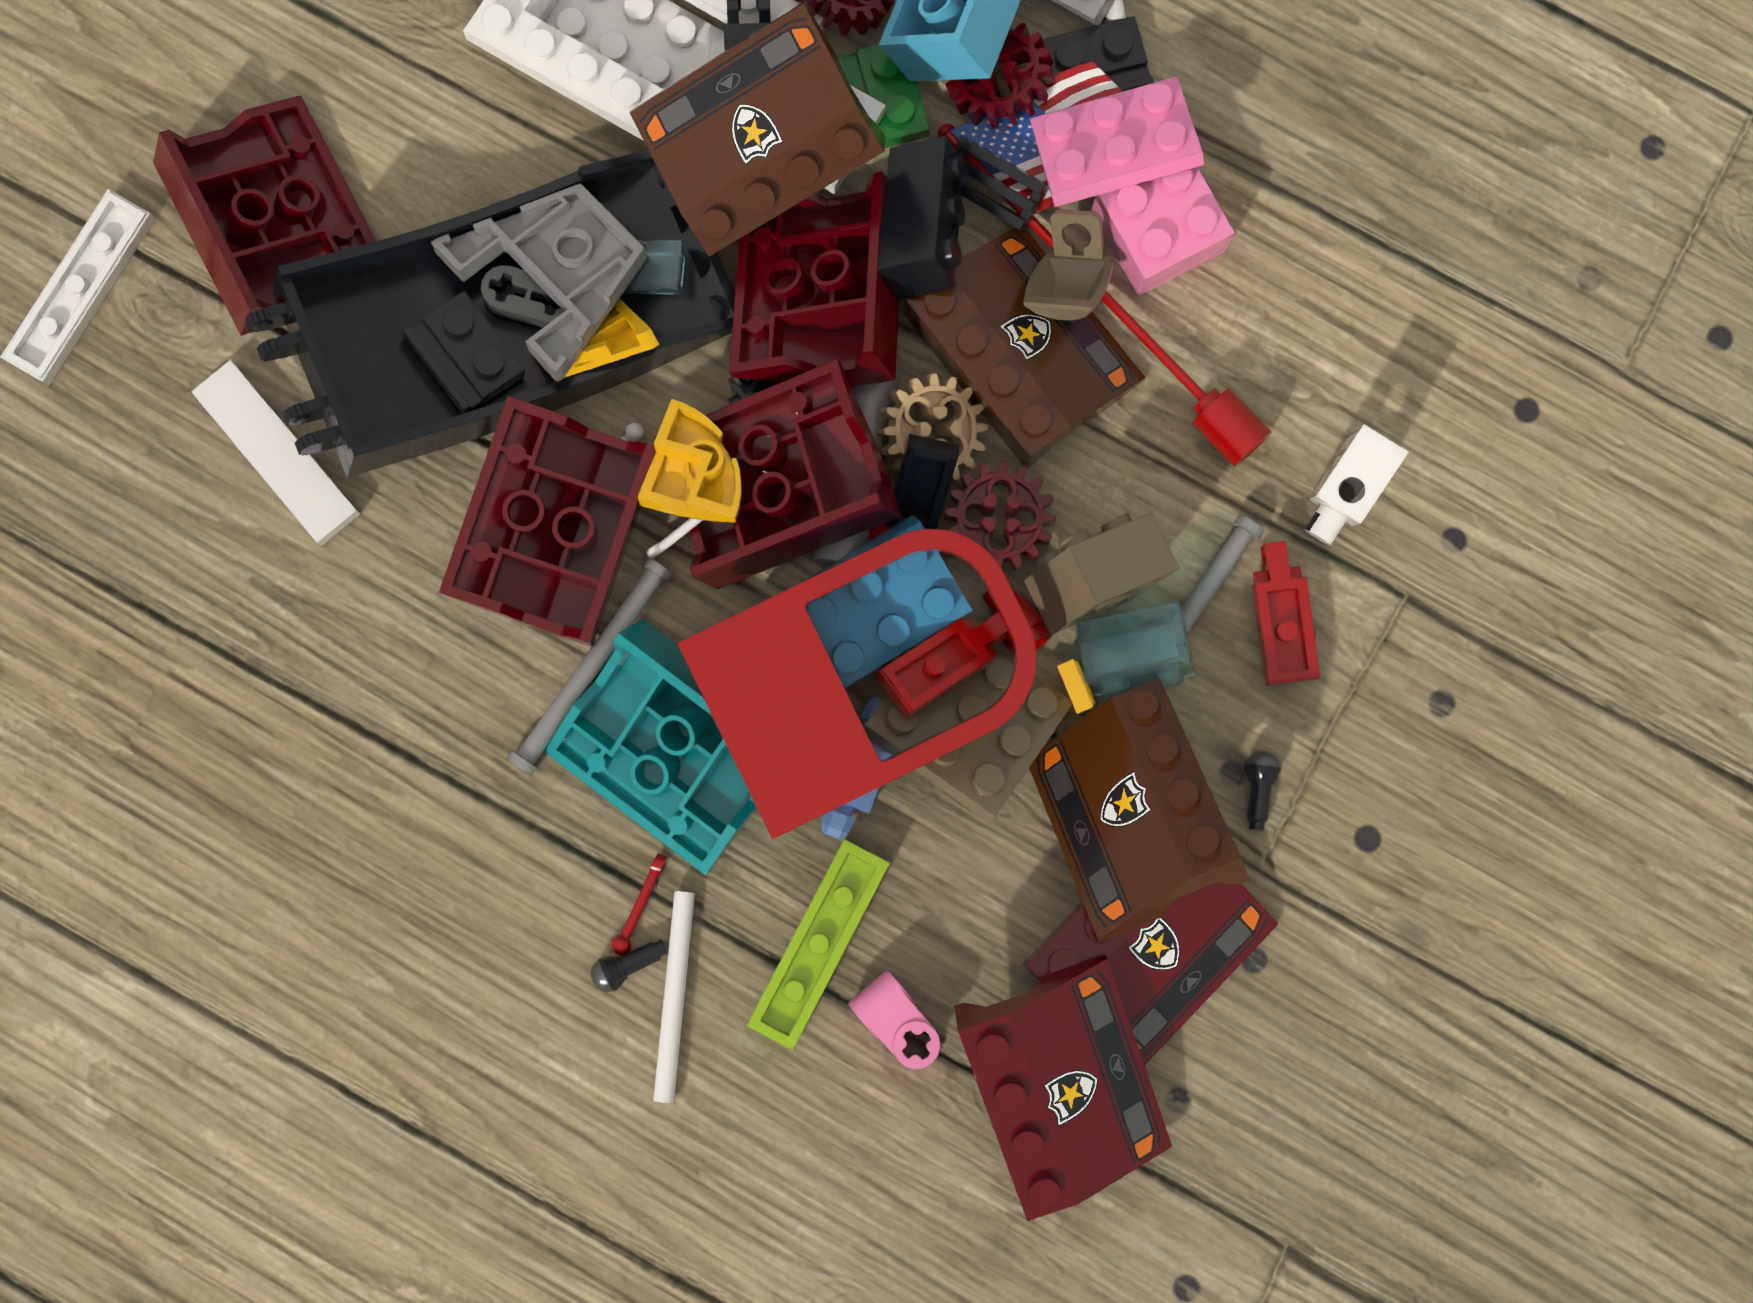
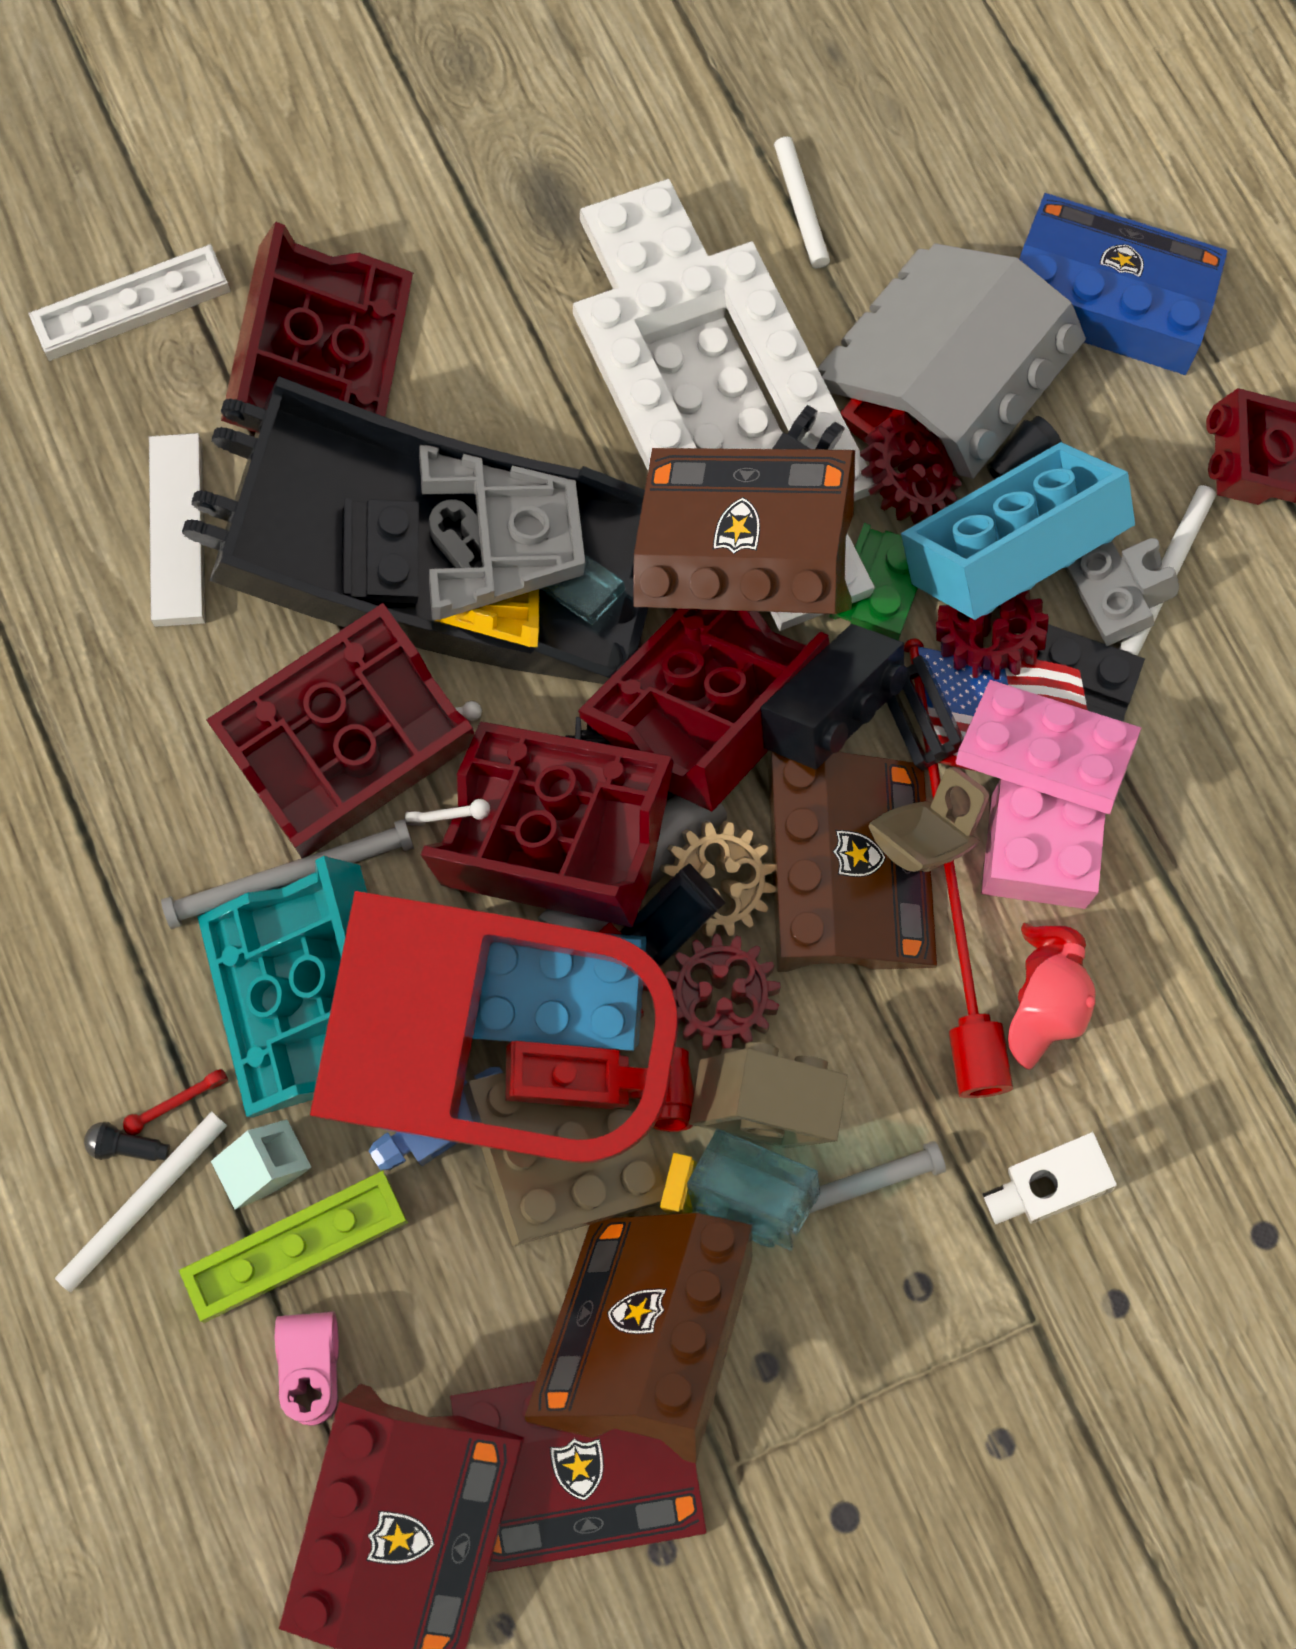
camera: 35 degrees right, 10 degrees down
(691, 469) = (487, 765): yellow brick -> none
(744, 902) = (260, 1163): none -> light aqua brick
(1256, 335) = (1055, 995): none -> coral hair
(1262, 771) = (791, 1384): black piece -> none
(1284, 619) = (907, 1262): red hinge -> none

